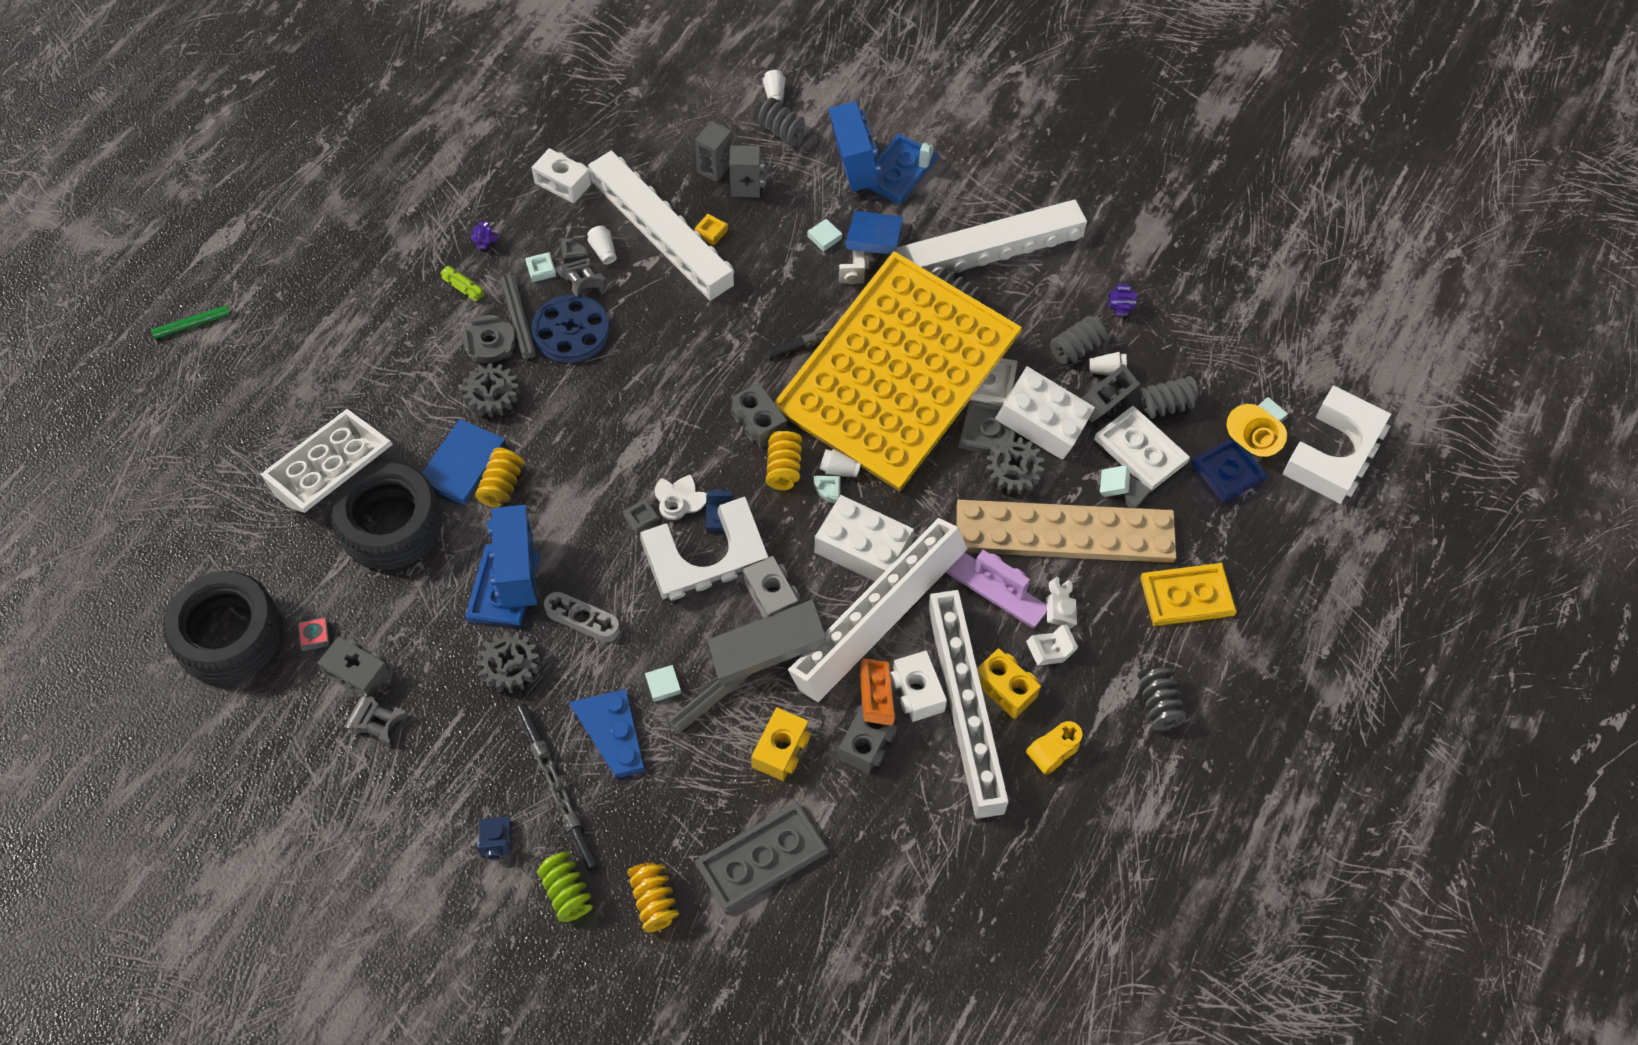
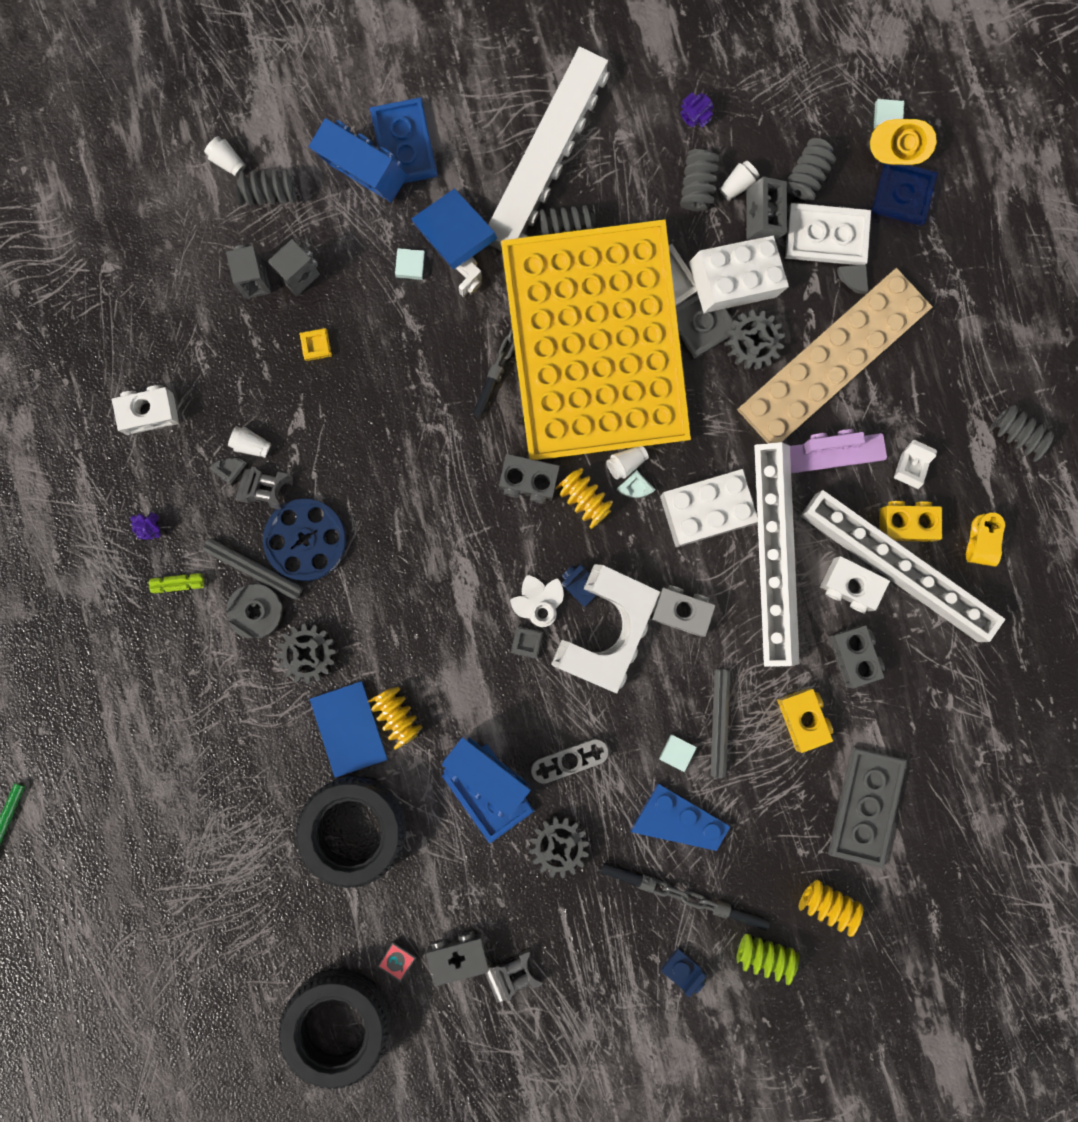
camera: 50 degrees left, 25 degrees up
(324, 461) = (264, 840): white slope -> none
(540, 267) = (220, 508): light aqua tile -> none
(661, 225) = (273, 379): white brick -> none
(767, 642) = (726, 657): dark grey tile -> none
(876, 691) = (836, 620): orange tile -> none
(925, 155) = (418, 111): light aqua tile -> none
(1061, 608) = (890, 424): white plate -> none
(1115, 481) = (835, 282): light aqua tile -> none
(1188, 594) = (963, 328): yellow tile -> none
(1336, 475) = (972, 62): white arch -> none

